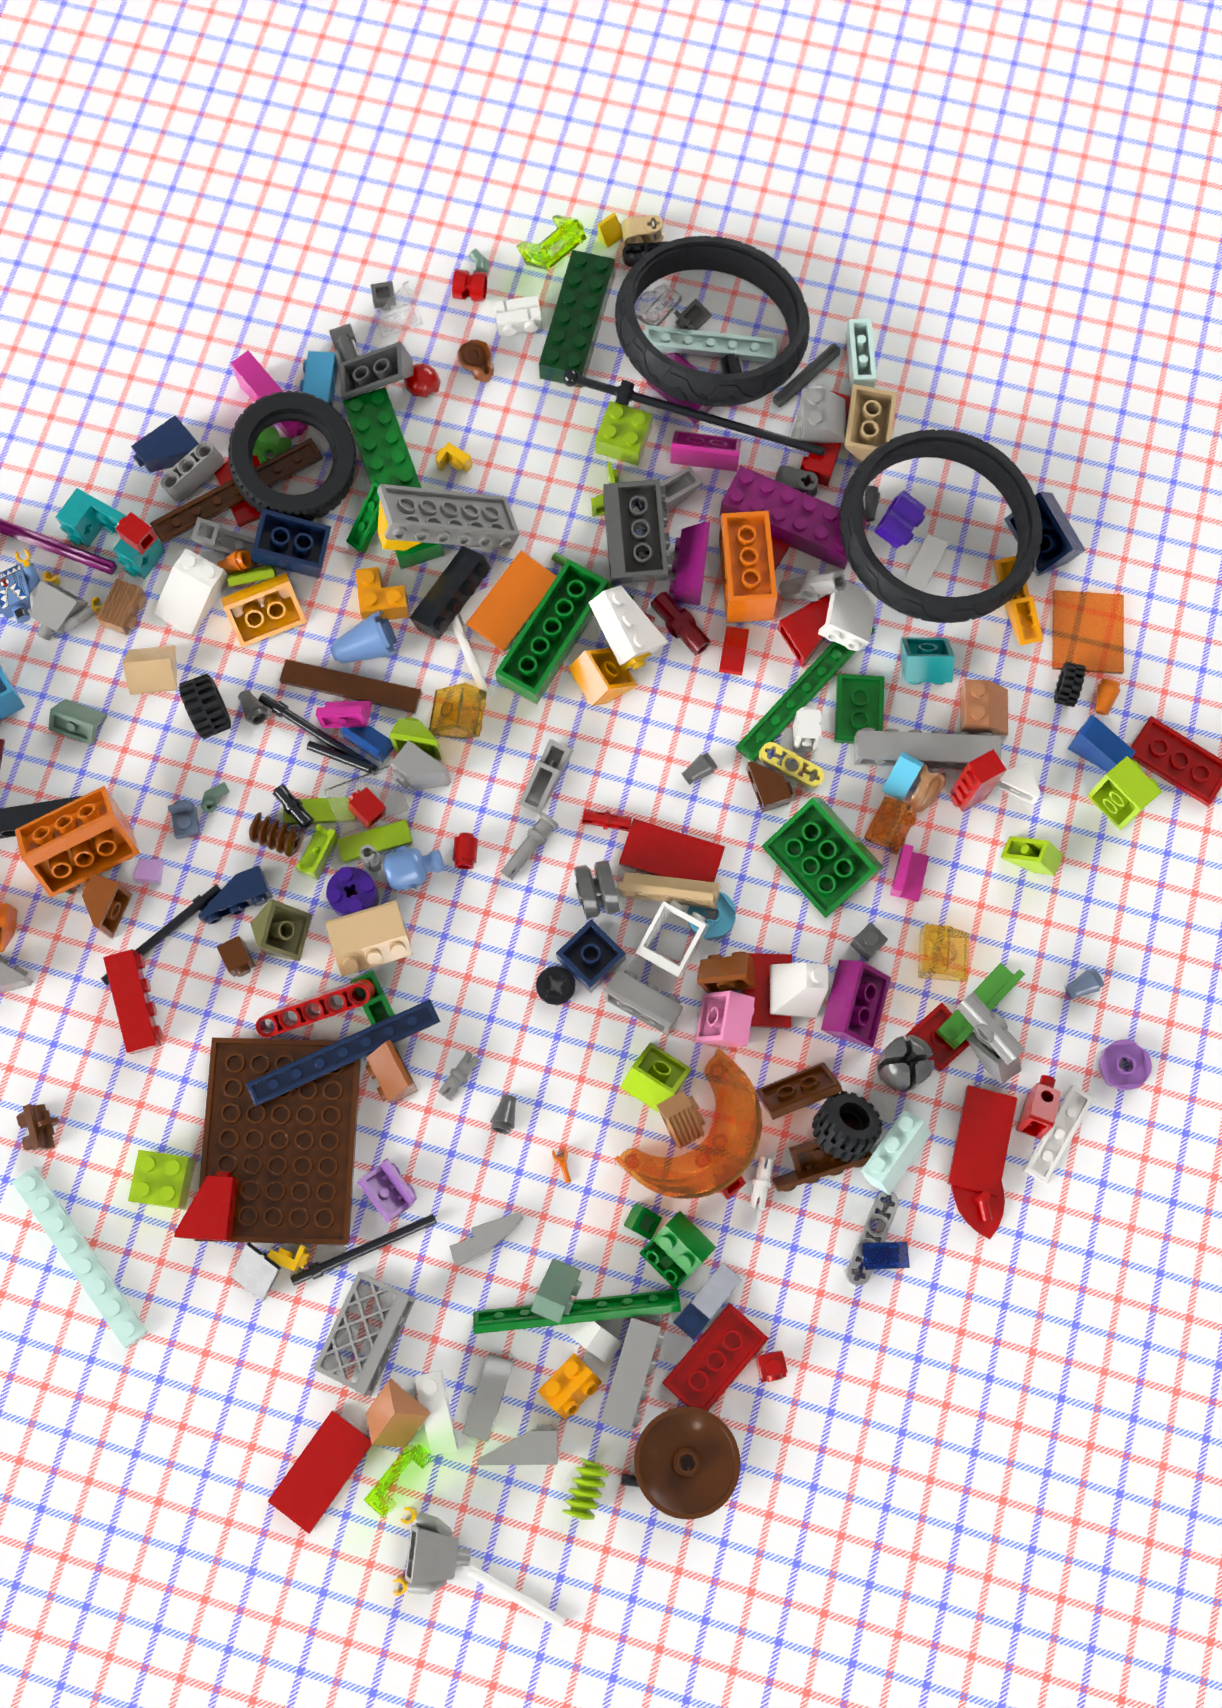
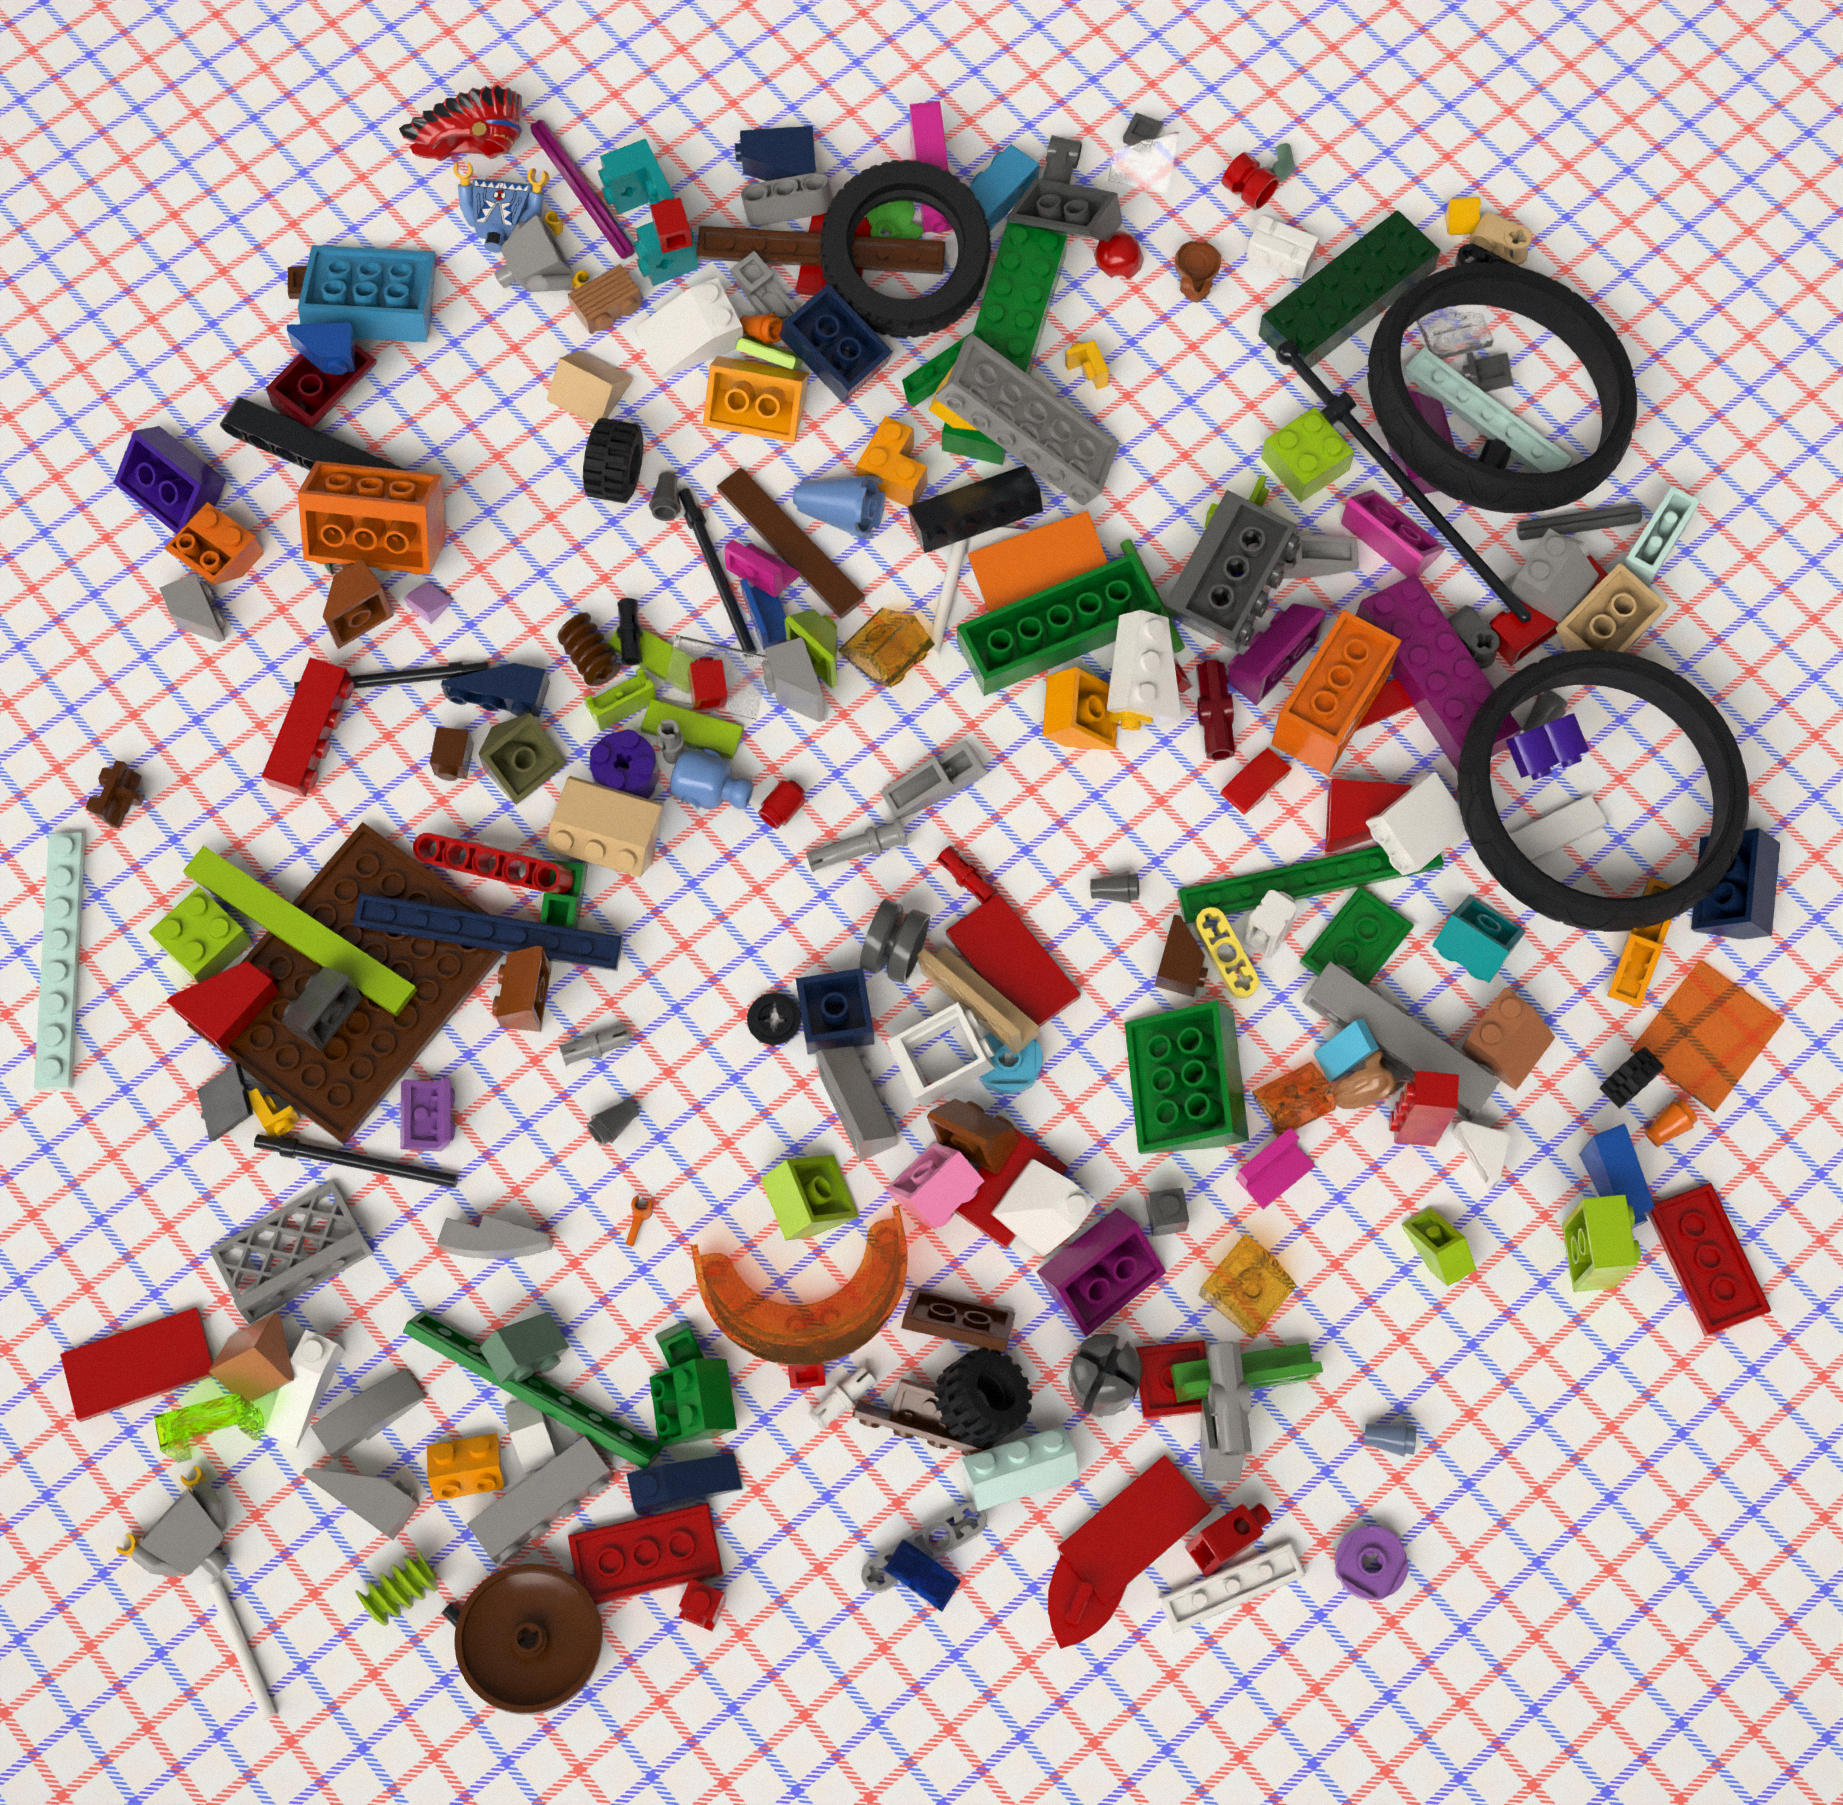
camera: 35 degrees right, 5 degrees down
(75, 721) = (468, 391): sand green panel -> none
(184, 819) = (505, 570): sand blue bracket -> none
(211, 797) = (552, 565): sand green arm -> none
(222, 1132) = (299, 930): none -> lime tile
(275, 1171) = (322, 1007): none -> dark grey slope
(340, 757) = (721, 611): black bar -> none
(555, 246) = (1381, 195): clear neon green panel -> none
(681, 1119) = (801, 1259): medium nougat brick -> none
(812, 585) = (1398, 762): light grey piece -> none

